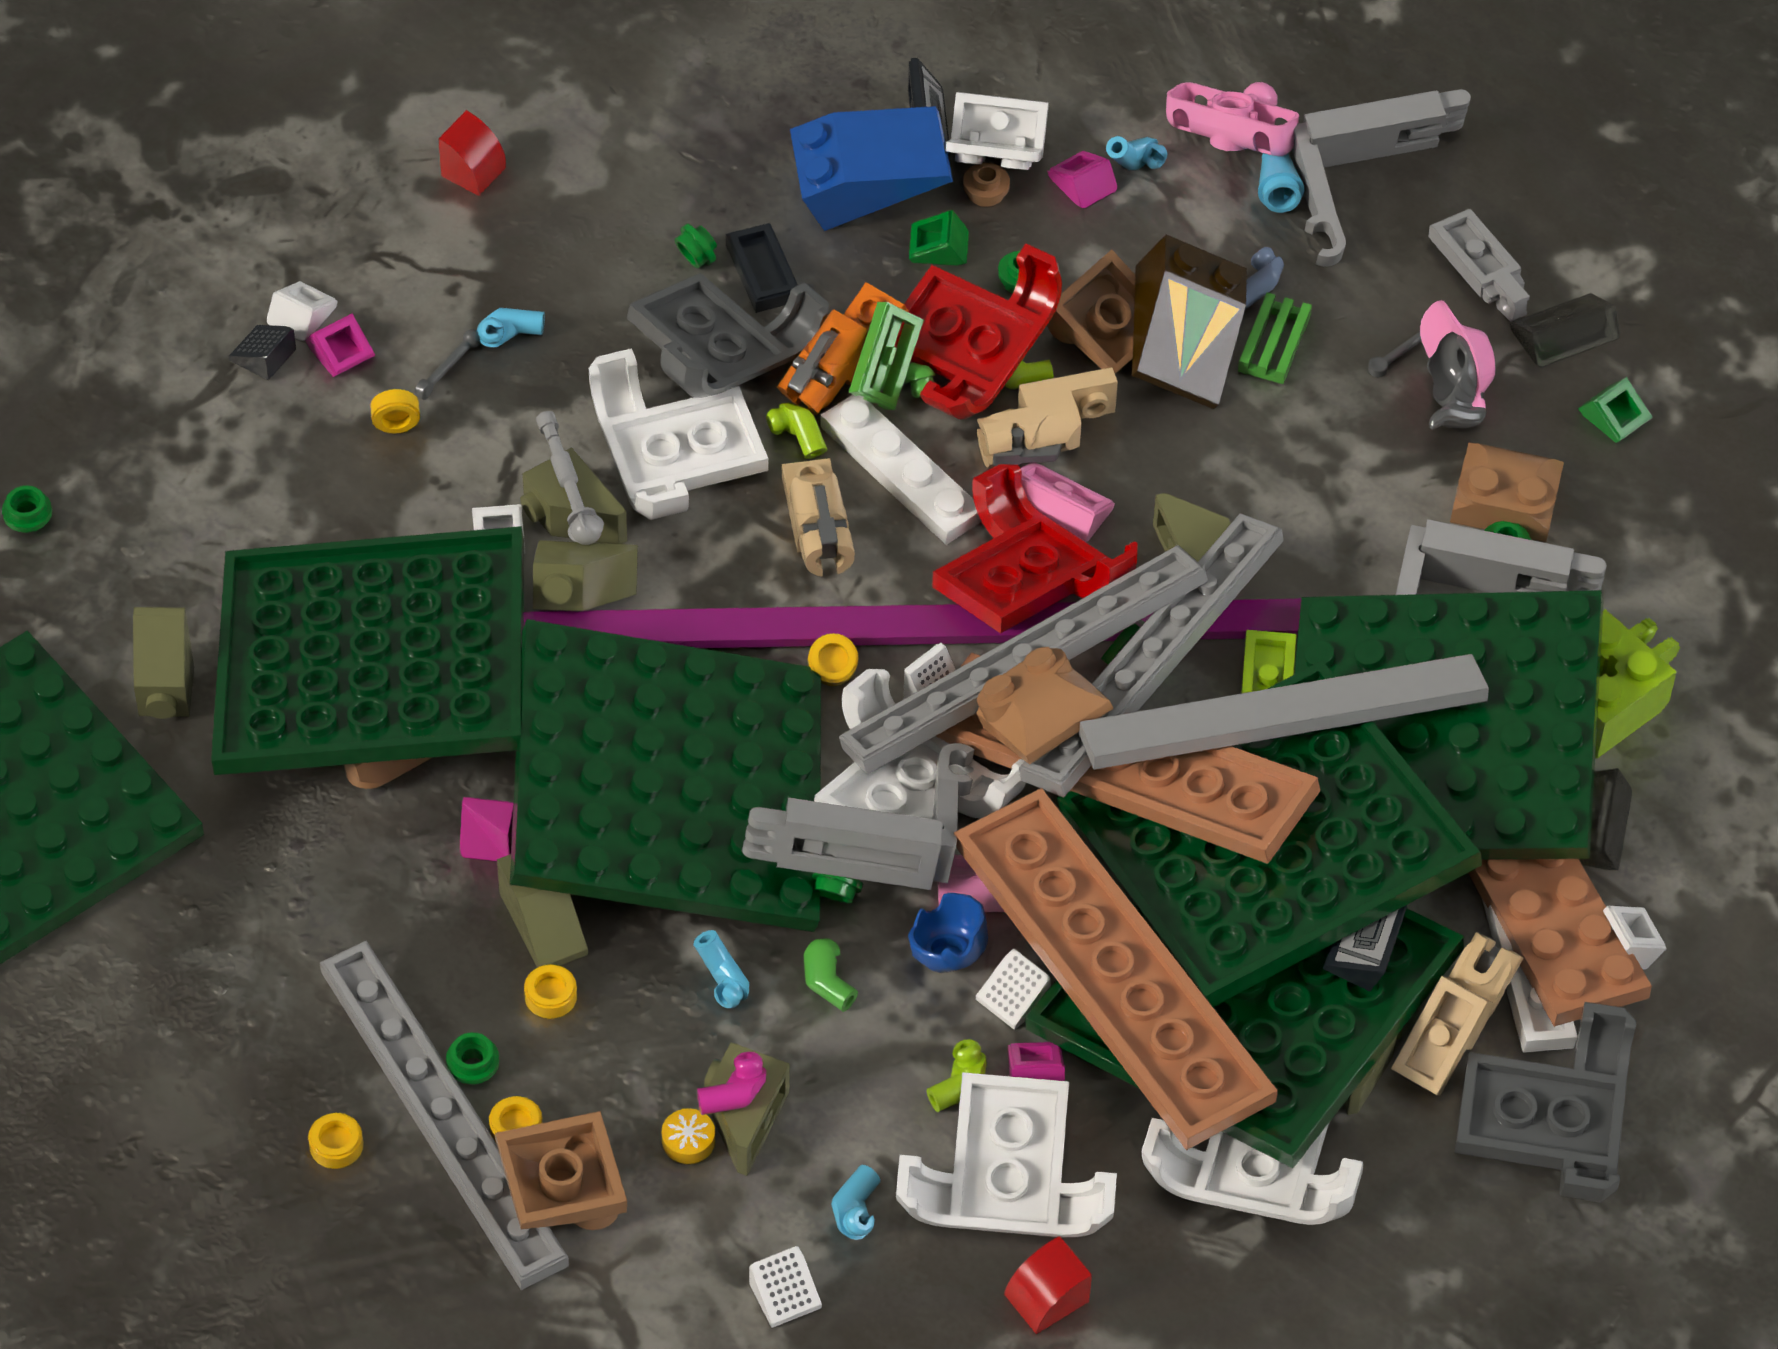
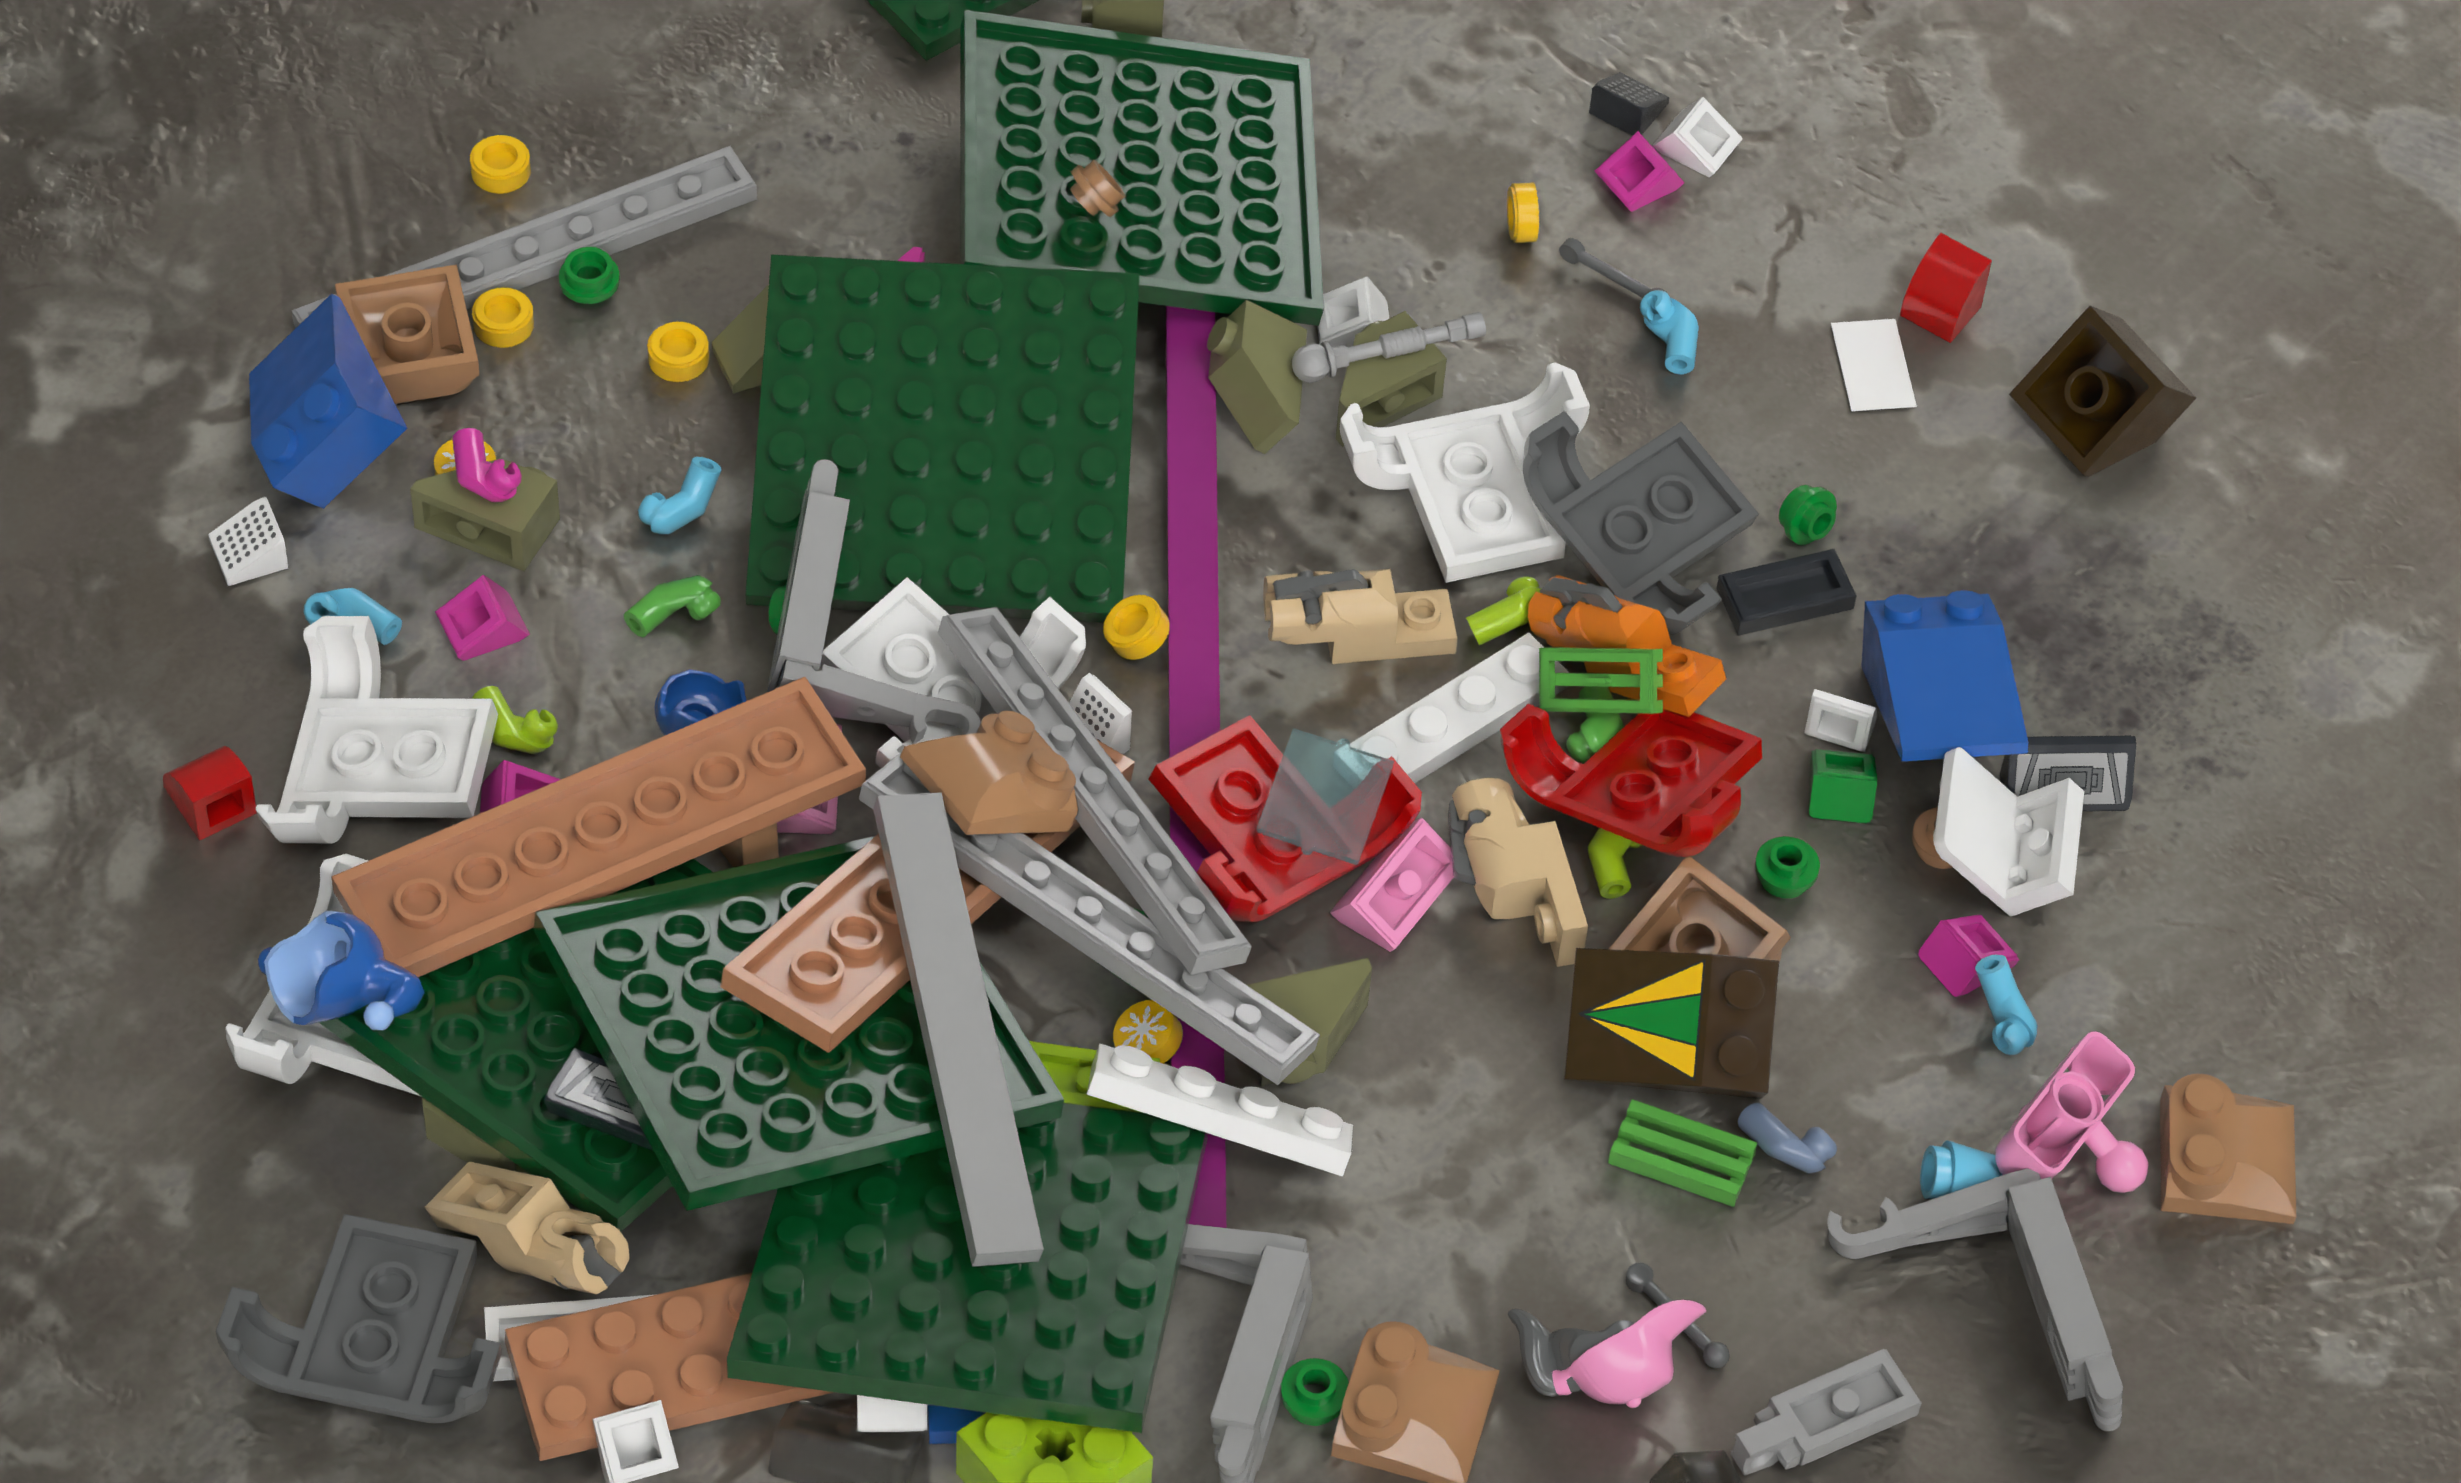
camera: 90 degrees right, 0 degrees up
(435, 650) = (1096, 189): none -> medium nougat plate
(531, 212) = (1873, 365): none -> white sticker
(572, 70) = (2101, 393): none -> dark brown slope
(647, 1230) = (320, 407): none -> blue slope
(851, 1113) = (481, 619): none -> dark pink slope
(884, 235) = (1840, 720): none -> white slope
(1014, 518) = (1325, 796): none -> clear light blue piece
(1220, 644) = (1149, 1029): none -> yellow tile
(1235, 50) = (2226, 1152): none -> medium nougat slope
(1288, 1121) = (336, 970): none -> piece
(1295, 587) = (1236, 1114): none -> white plate

